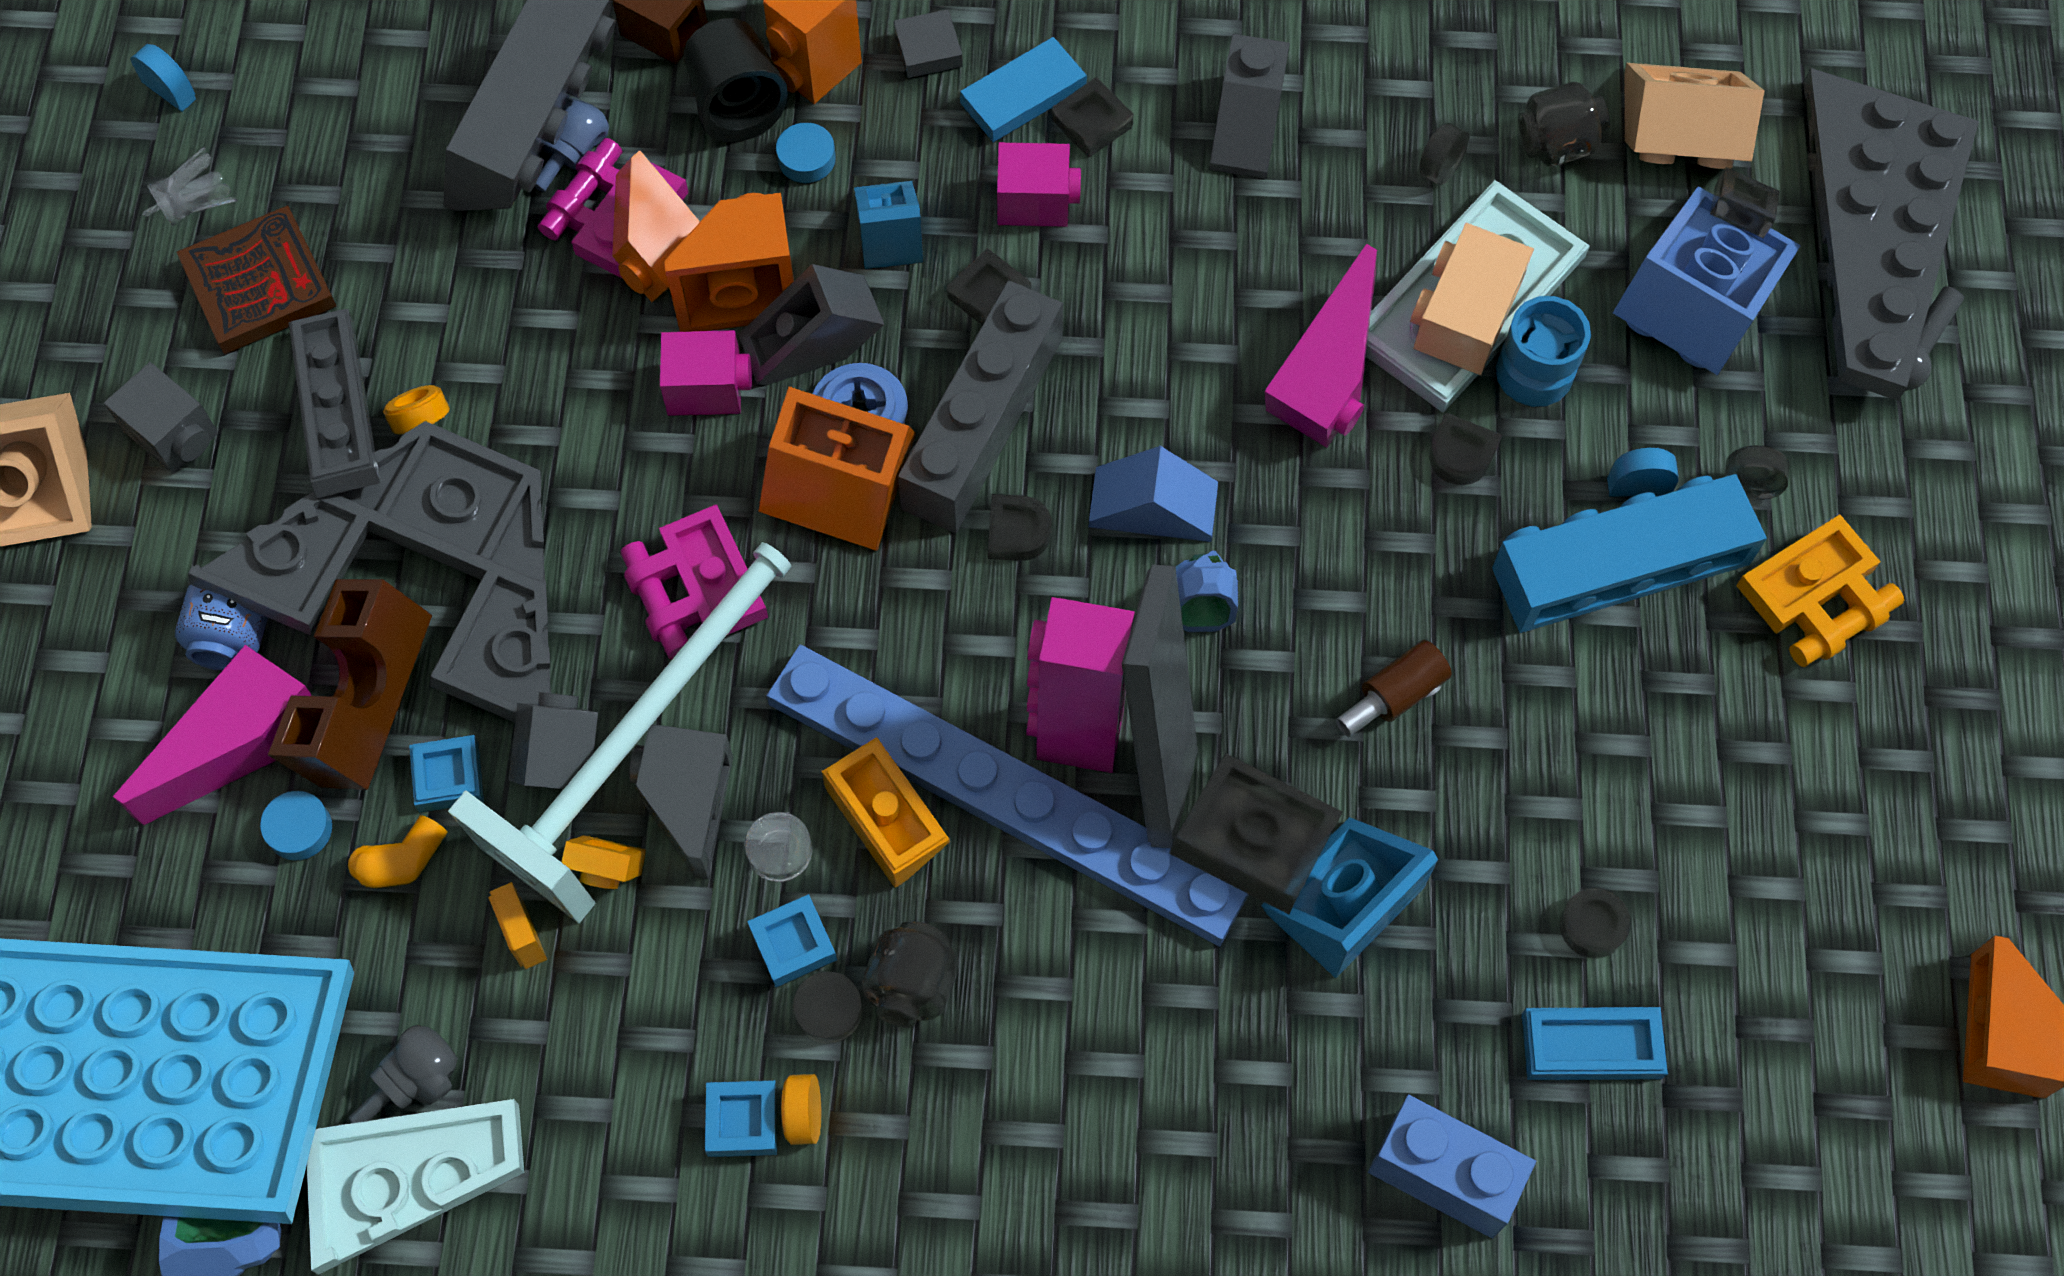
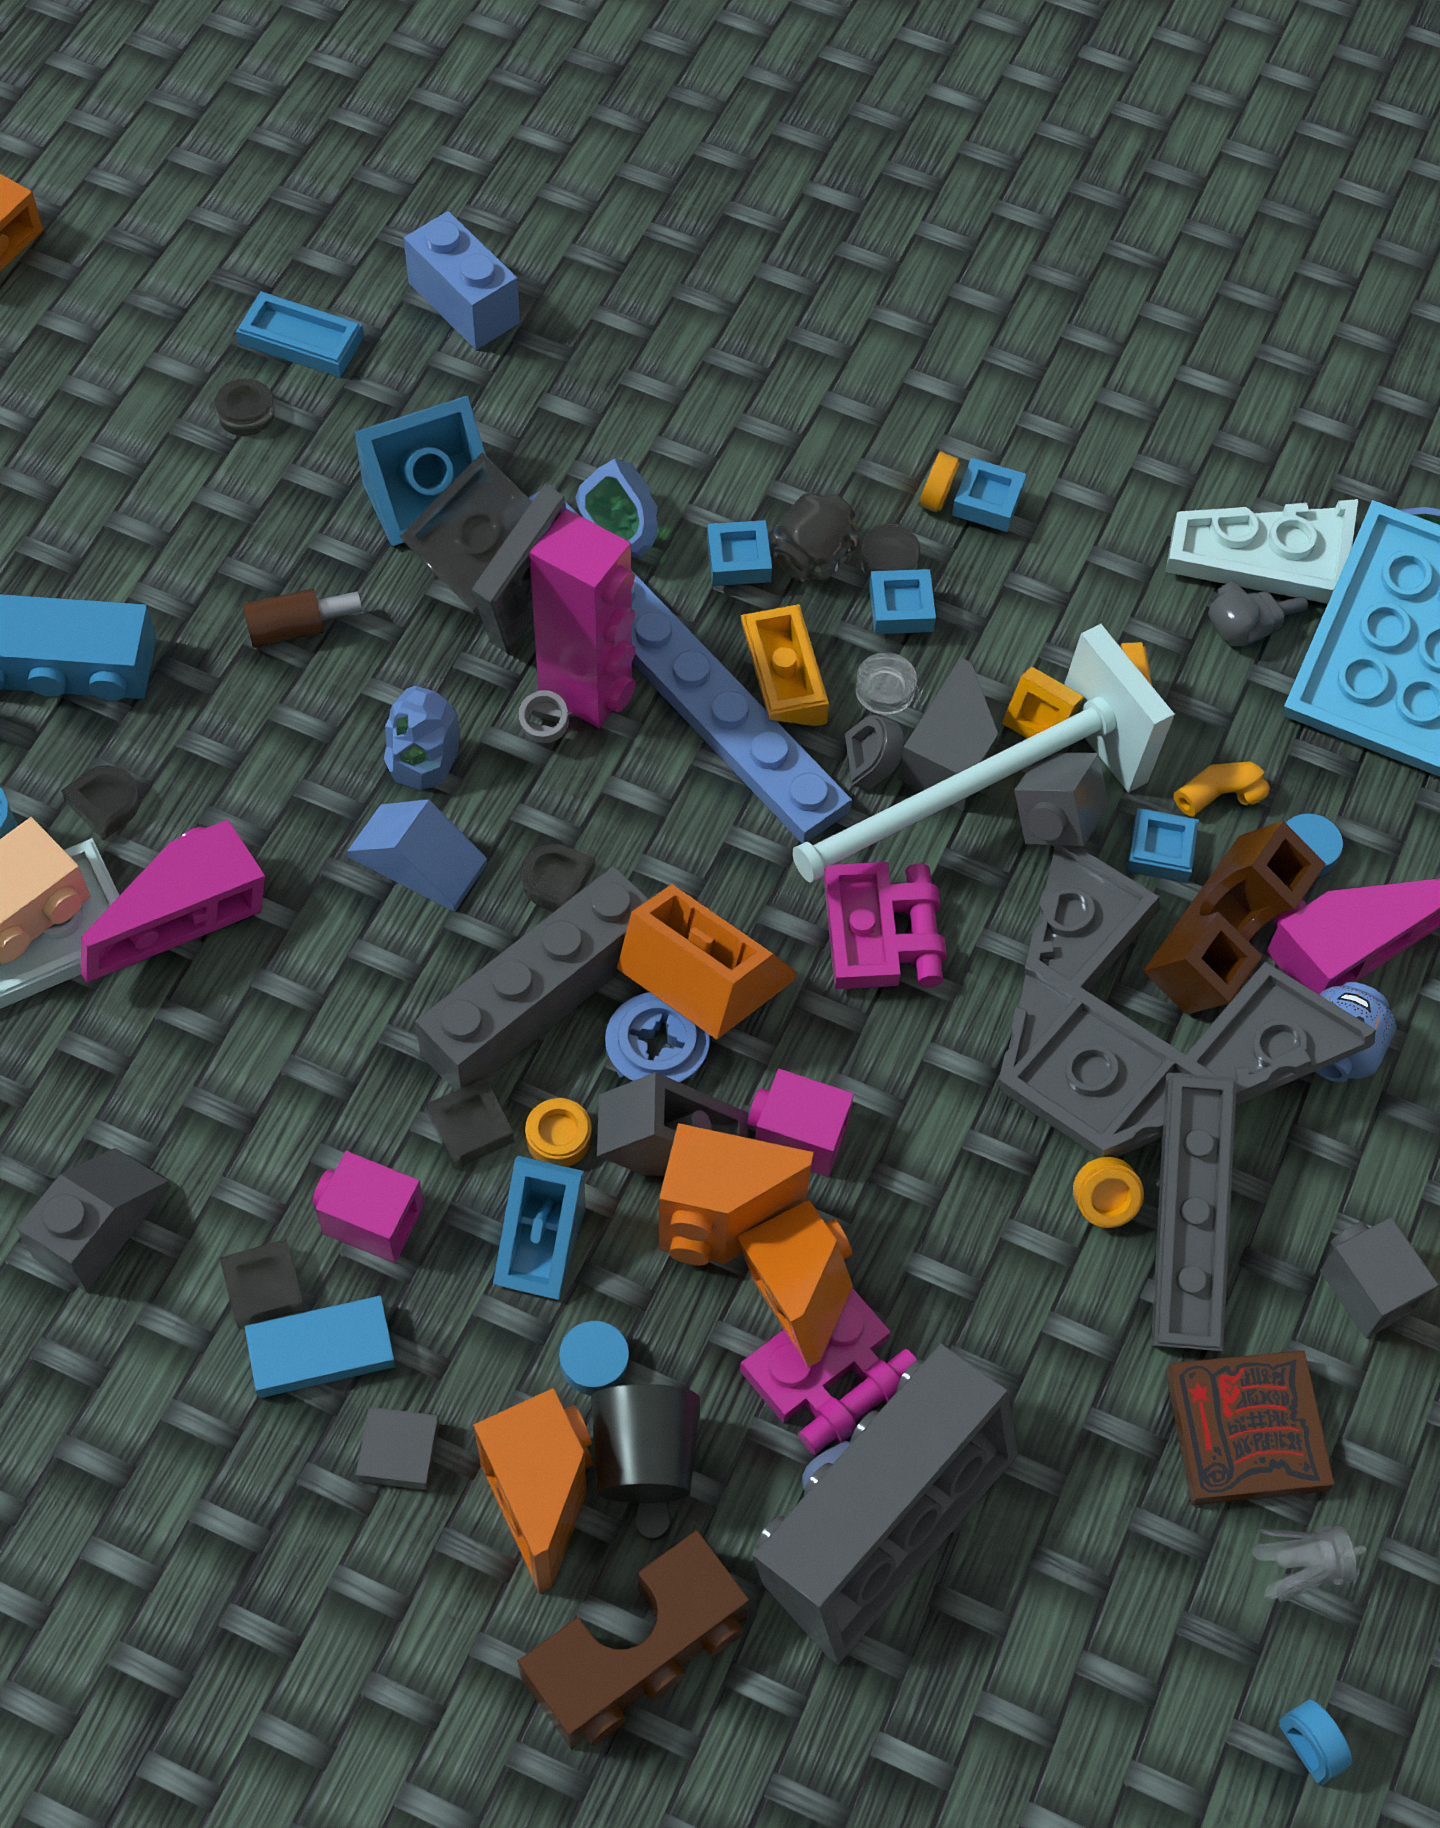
camera: 160 degrees left, 5 degrees down
(764, 754) = (873, 750): none -> dark grey tile
(911, 309) = (558, 1132): none -> light orange tile
(986, 933) = (739, 553): none -> dark azure plate
(1130, 924) = (620, 503): none -> rock

